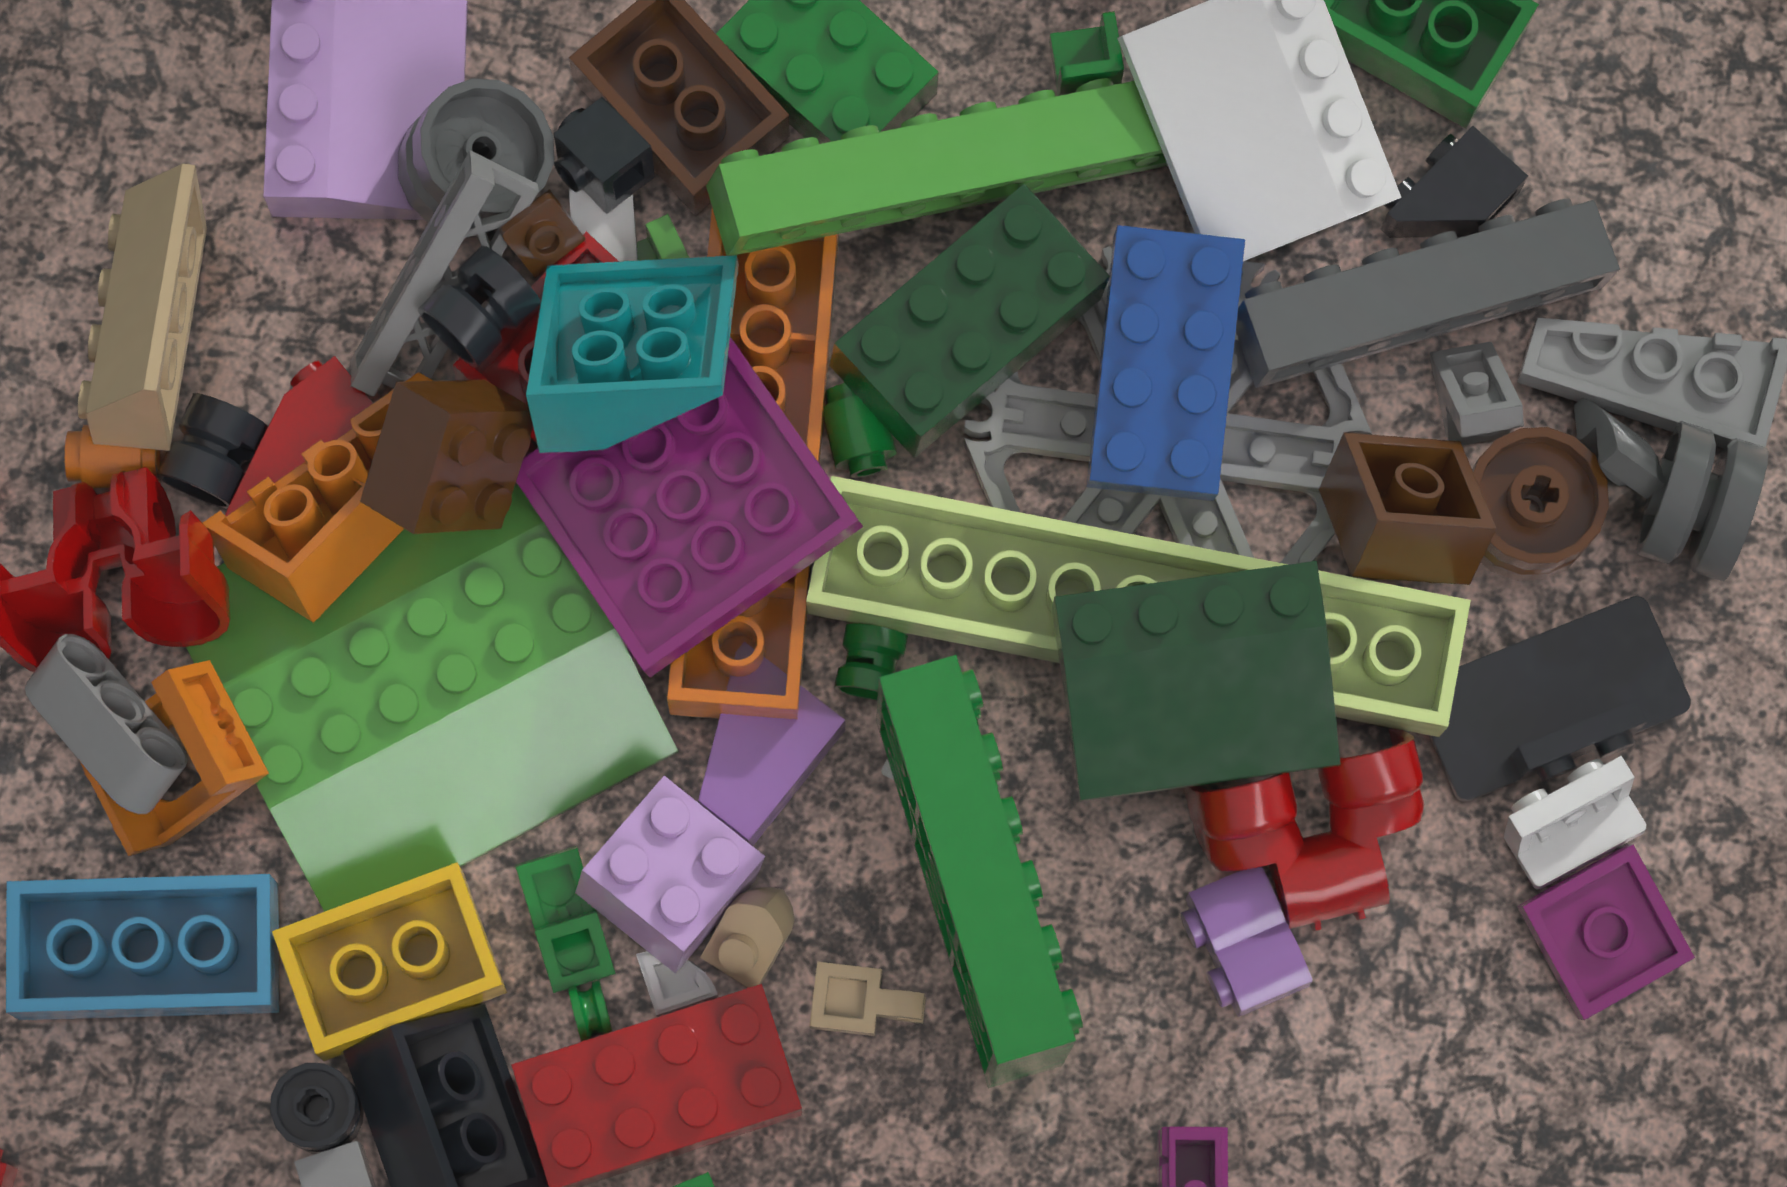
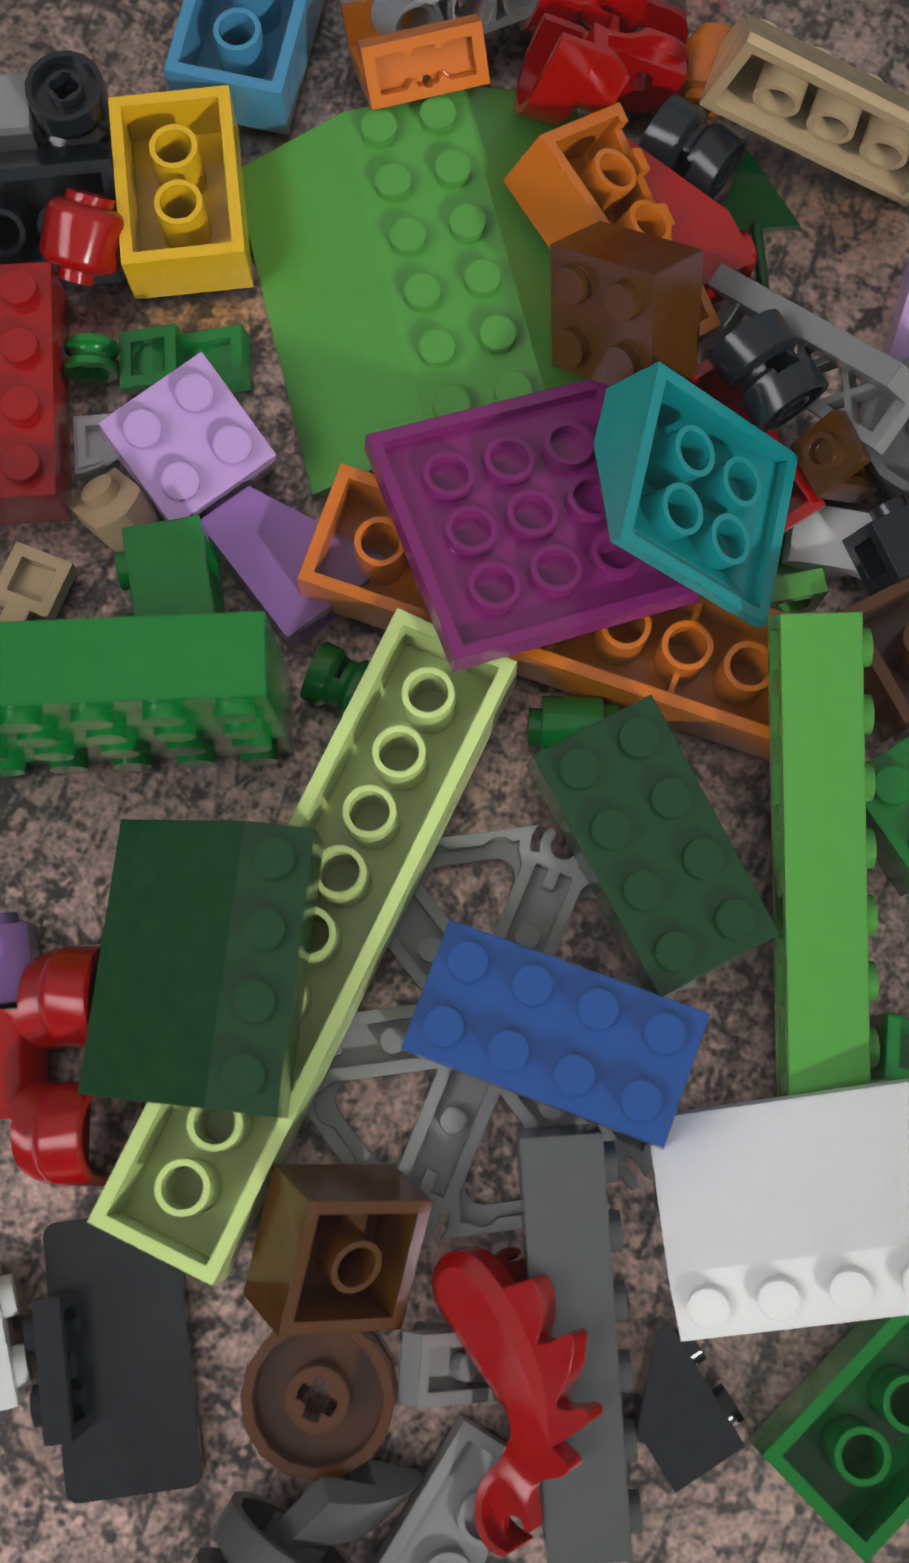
camera: 110 degrees right, 0 degrees up
(247, 380) = (756, 209): none -> dark green piece
(474, 1039) = (82, 236): none -> red head
(840, 833) = (170, 568): none -> green brick
(1465, 315) = (508, 1336): none -> red animal

